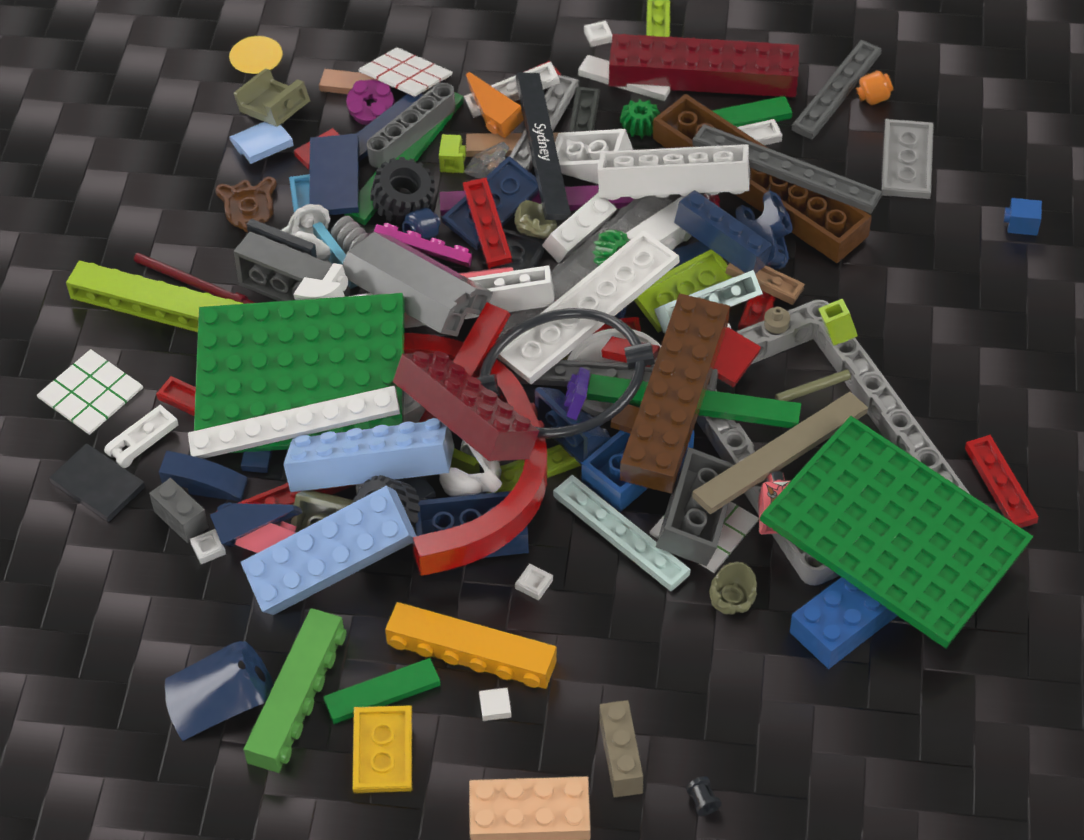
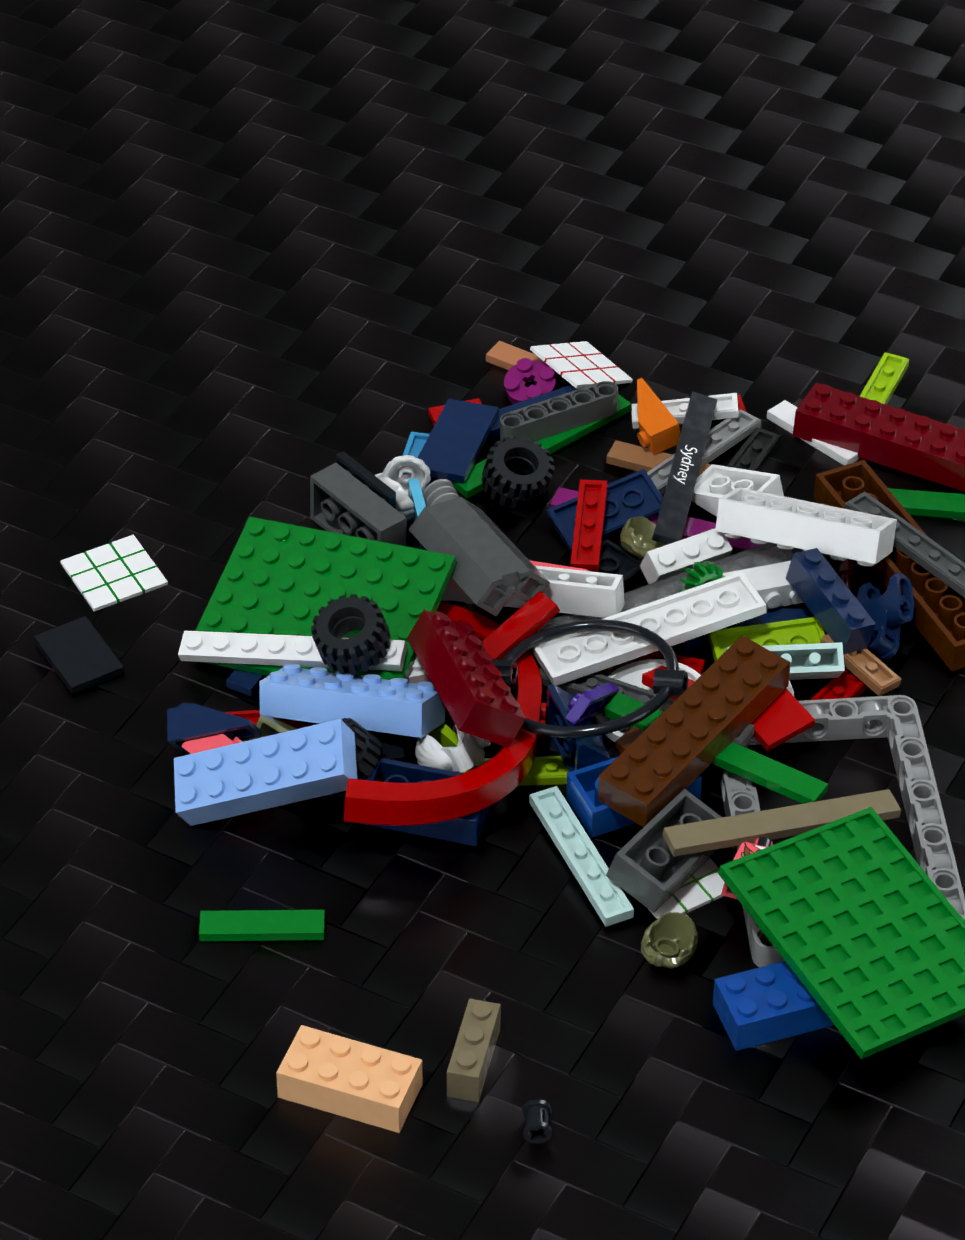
camera: 20 degrees right, 10 degrees down
(139, 295) = (198, 494): lime brick -> none
(141, 436) = (141, 625): white plate -> none
(178, 394) = (195, 597): red tile -> none
(179, 510) = (143, 701): dark grey brick -> none
(189, 279) = (257, 494): dark red bar -> none
(202, 476) = (180, 677): dark blue slope -> none
(207, 546) = (156, 745): white tile -> none
(216, 689) = (100, 871): dark blue piece -> none
(247, 201) = (359, 442): reddish brown tile -> none
(255, 54) = (437, 310): yellow sticker -> none
(261, 141) = (400, 391): light blue slope -> none
(270, 99) = (427, 353): olive panel -> none
(294, 691) = (174, 896): bright green brick -> none
(330, 287) = (396, 531): white brick -> none
(340, 379) = (346, 616): none -> black tyre
(382, 749) = (234, 976): yellow tile -> none
(423, 222) = (522, 511): dark blue head -> none
(433, 247) = (522, 534): dark pink plate -> none
(452, 154) = (589, 454): lime brick -> none
(471, 645) = (372, 910): light orange brick -> none
(486, 161) = (623, 468): clear slope -> none
(495, 704) = (369, 972): white tile -> none
(534, 582) = (467, 874): white tile -> none
(598, 33) = (805, 381): white tile -> none
(639, 118) = (802, 472): green gear -> none
(764, 132) = (936, 524): white tile -> none
(777, 320) = (847, 701): dark tan tile -> none
(813, 386) = (855, 774): olive bar -> none
(838, 322) = (908, 718): lime brick -> none

